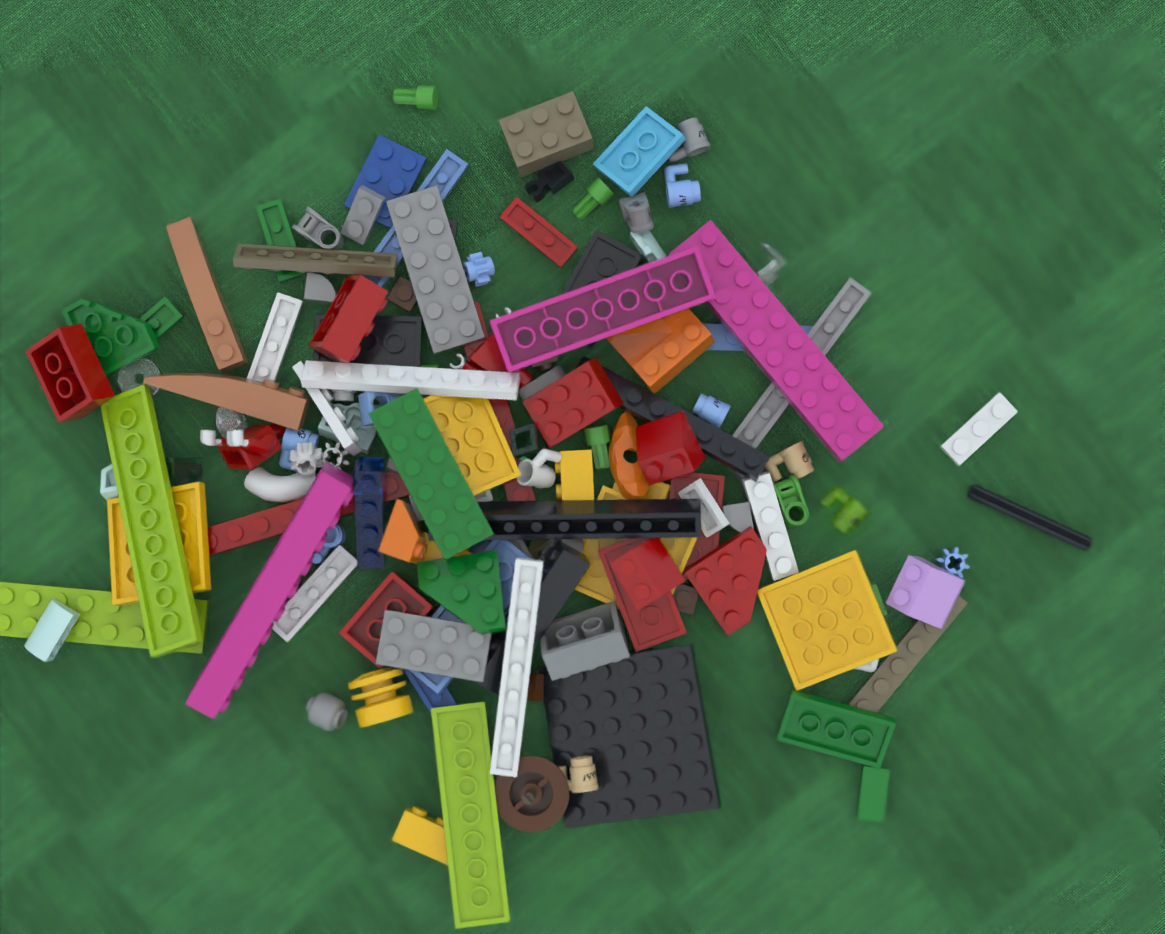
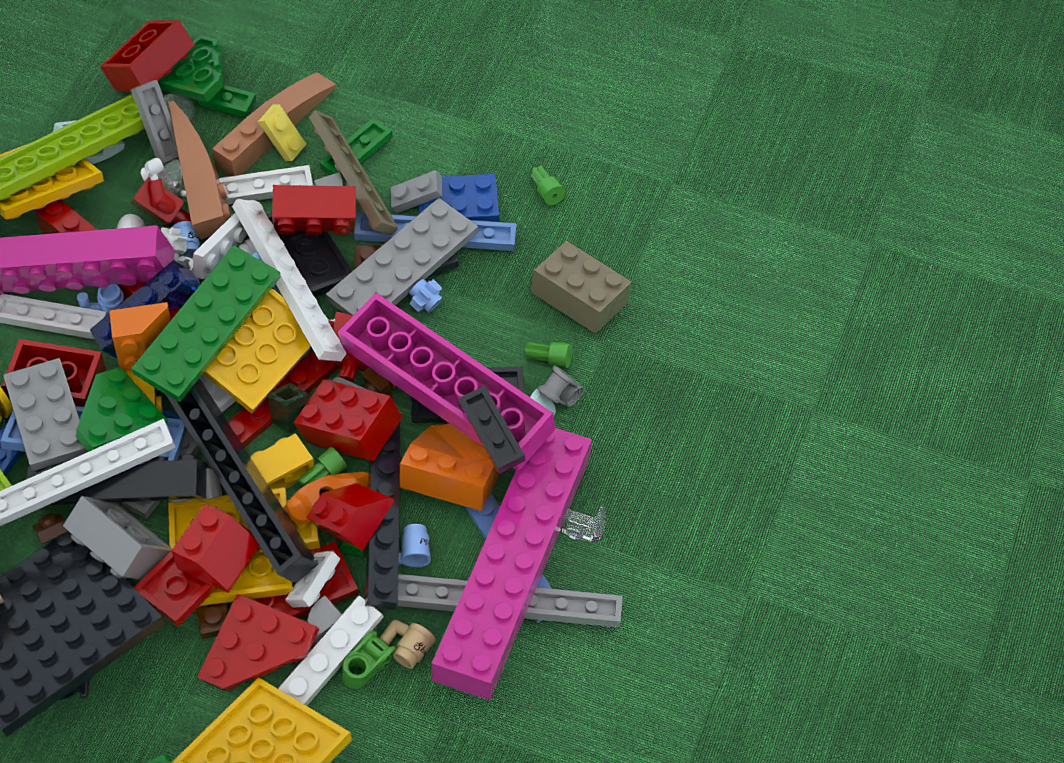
camera: 55 degrees right, 30 degrees down
(159, 403) = (156, 120): none -> light grey plate
(184, 470) = (110, 166): clear green brick -> none
(231, 297) = (282, 132): none -> light yellow plate
(316, 228) = (382, 171): light grey piece -> none
(536, 473) = (263, 429): white piece -> none
(538, 232) = (490, 327): red plate -> none
(550, 178) = (544, 312): black plate -> none
(639, 151) = (616, 364): medium azure plate -> none
(680, 192) = (605, 418): light blue piece -> none
(687, 304) = (491, 429): none -> black plate
(695, 142) = (659, 403): light grey piece -> none
(849, 515) = (388, 723): clear neon green piece -> none

